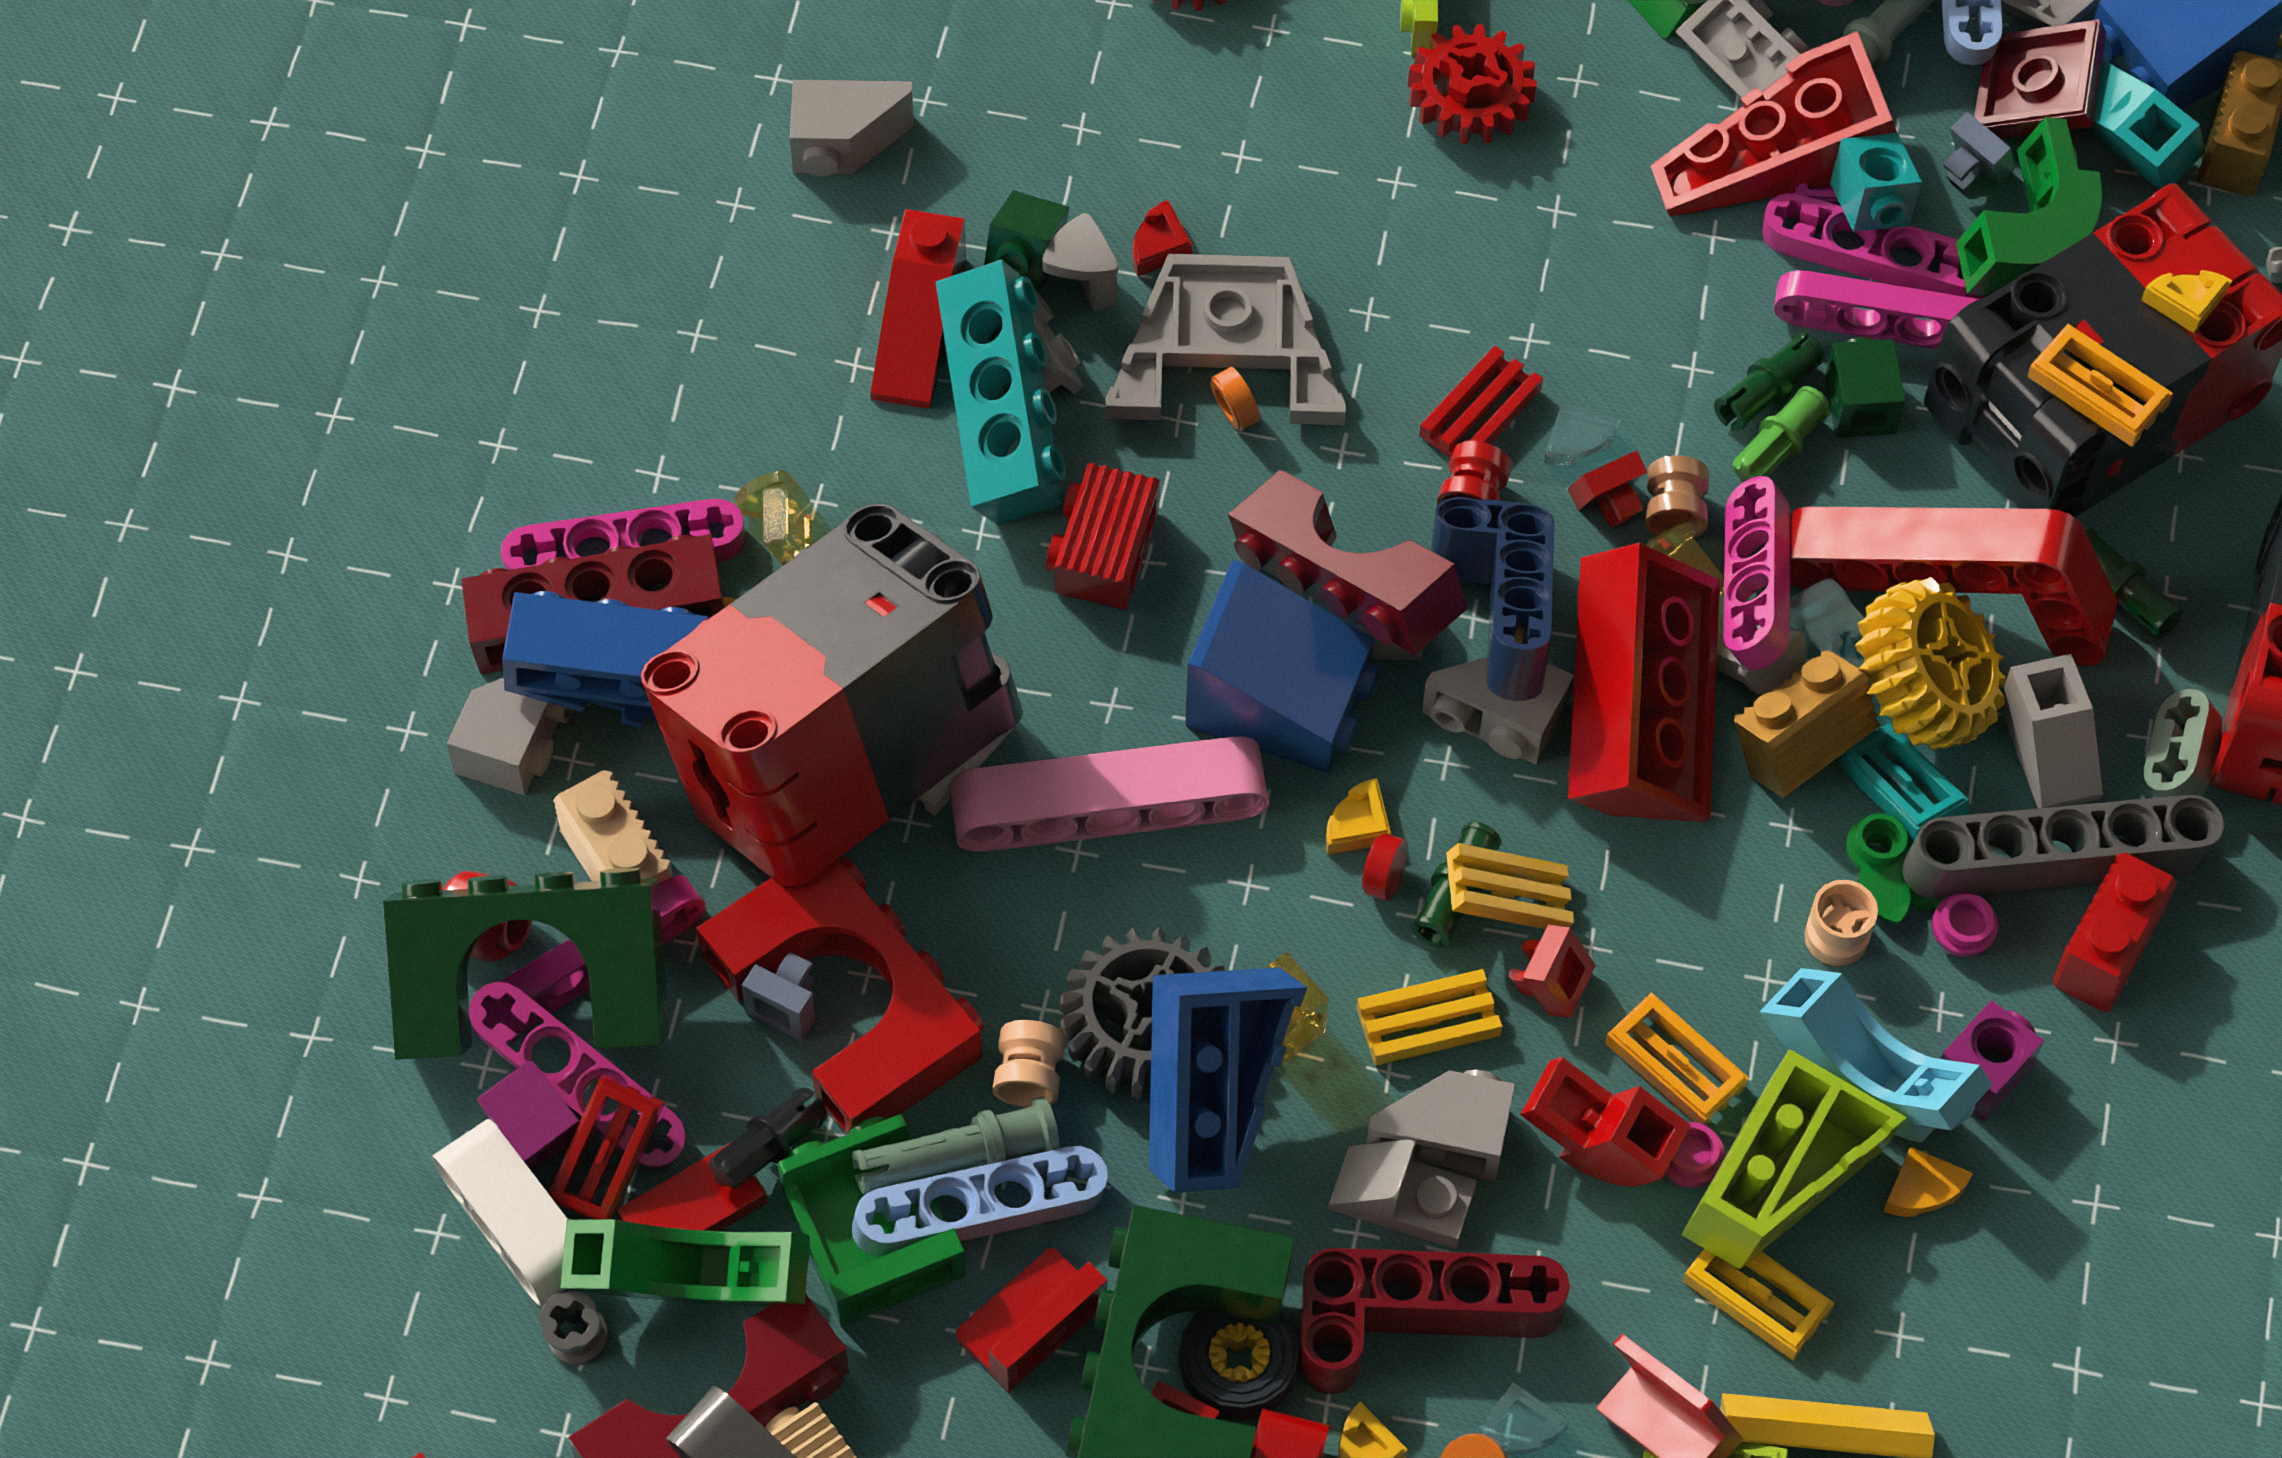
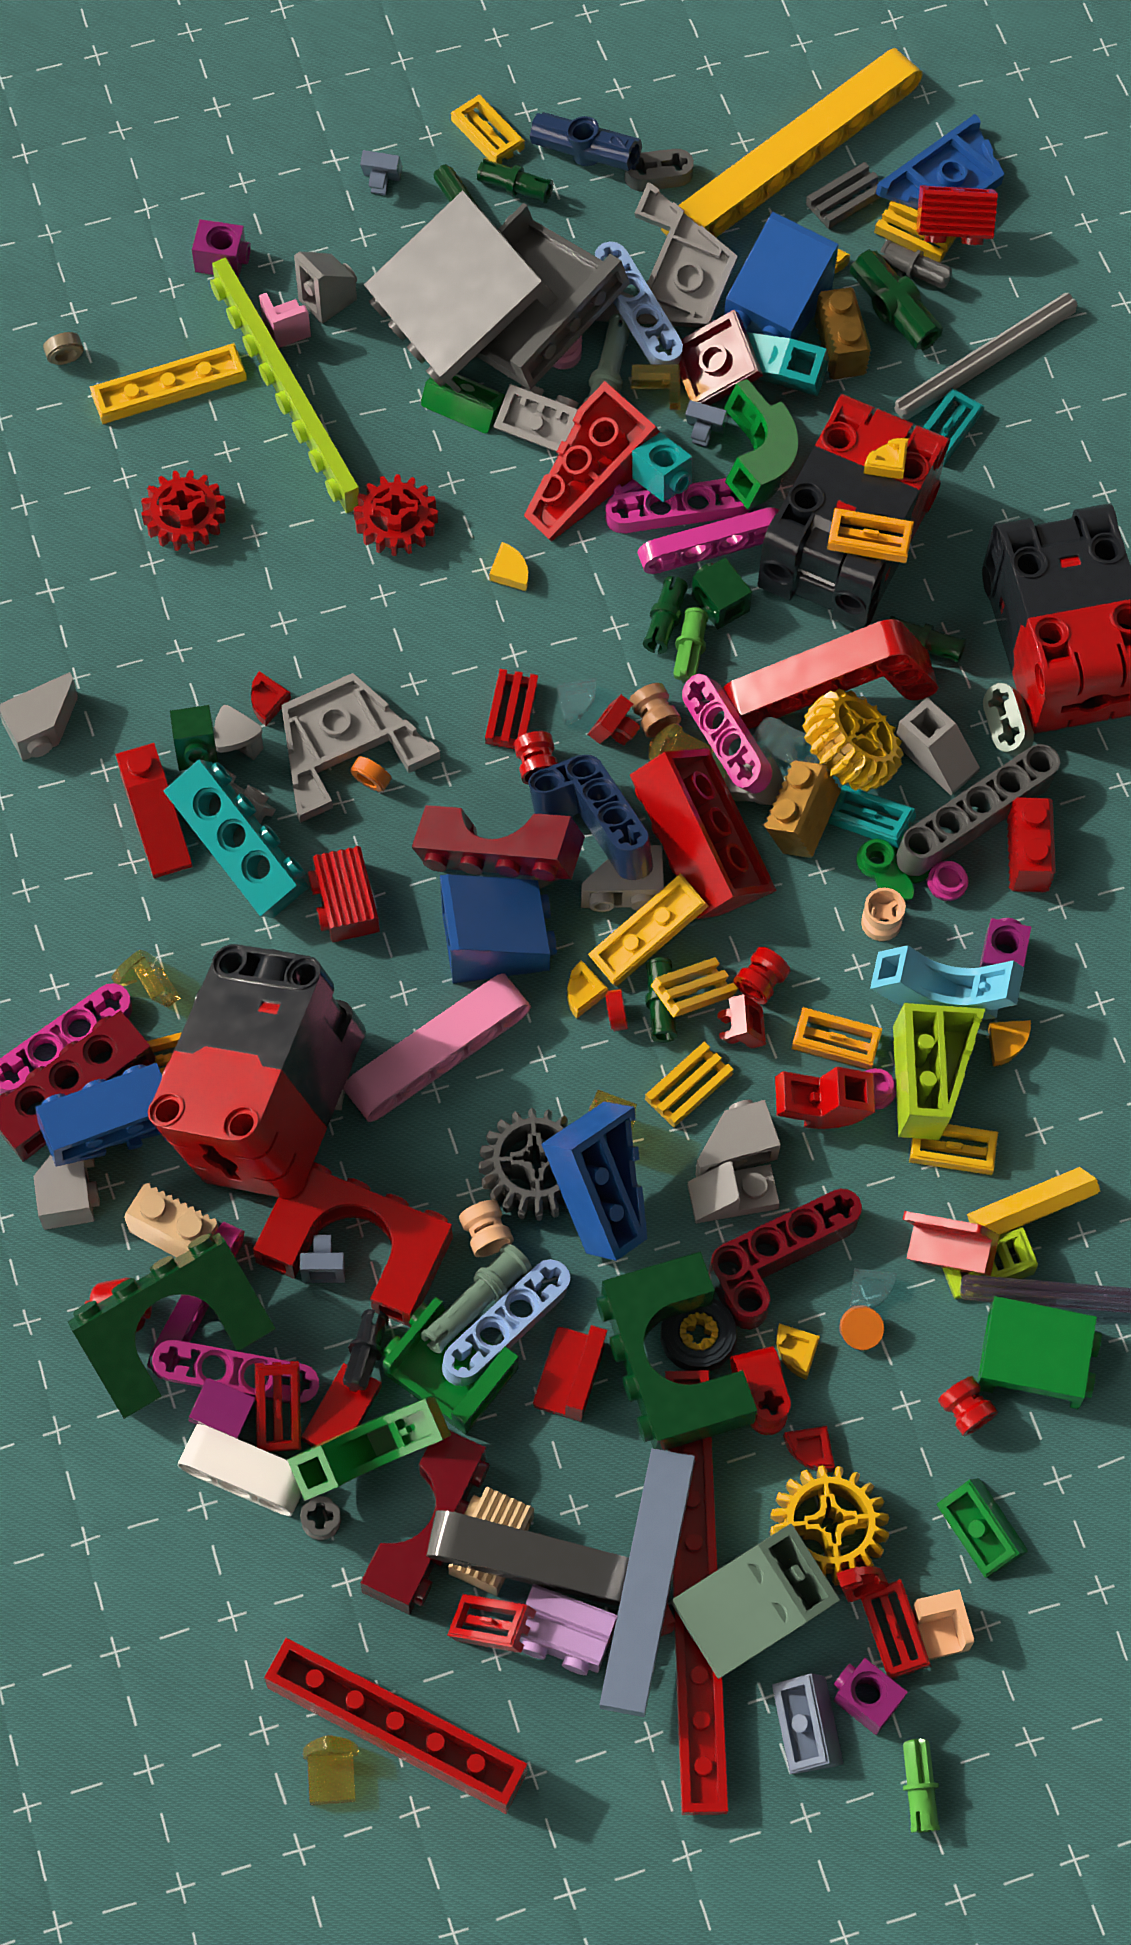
camera: 30 degrees left, 5 degrees up
(1490, 780) = (648, 930): none -> yellow tile
(1588, 224) = (509, 568): none -> yellow tile
(1617, 920) = (762, 975): none -> red wheel
(1944, 67) = (659, 378): none -> clear yellow tile

